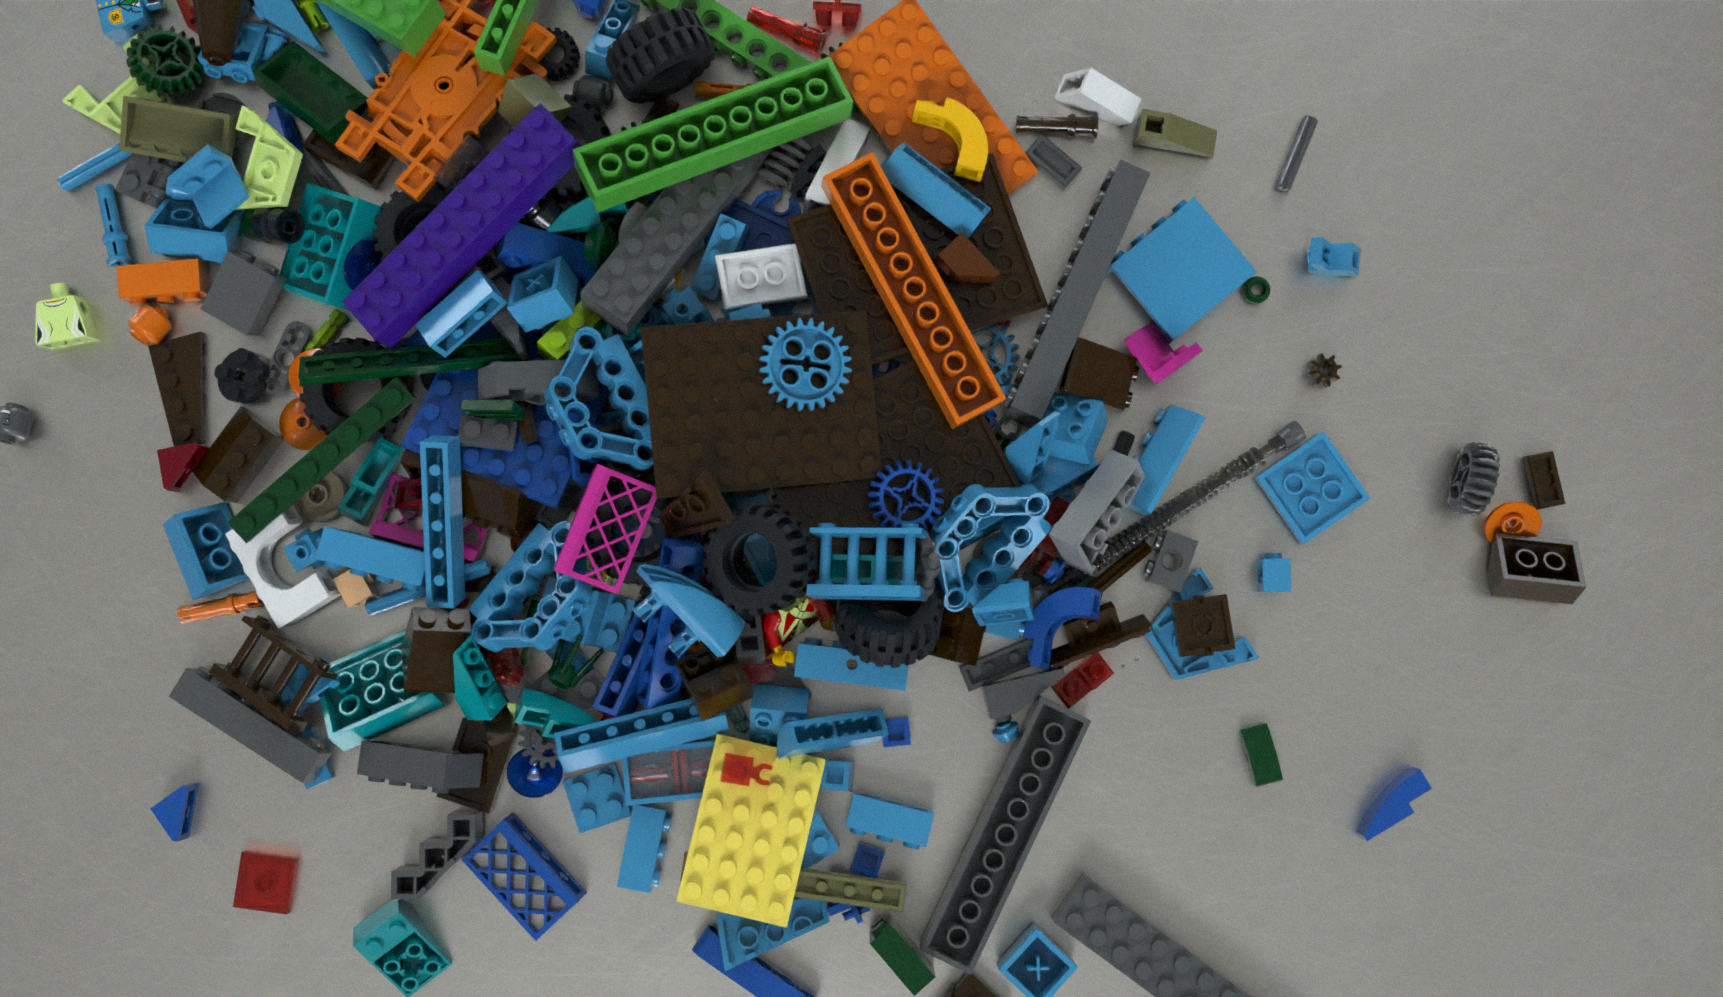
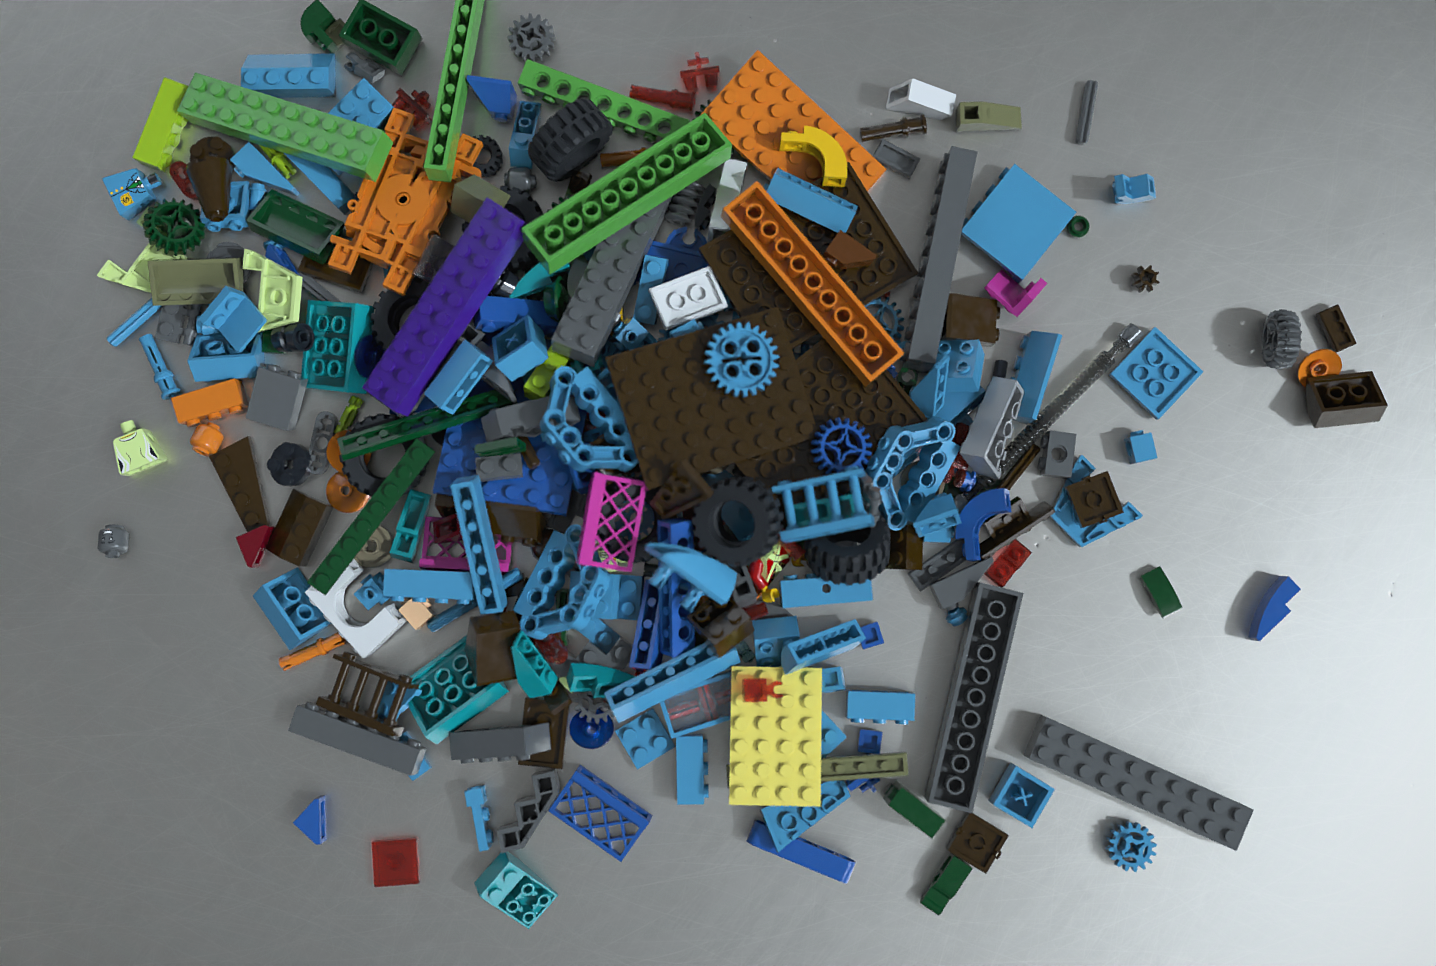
camera: 15 degrees left, 0 degrees up
(377, 826) = (476, 797): none -> dark azure plate
(564, 674) = (599, 645): dark green plant -> none

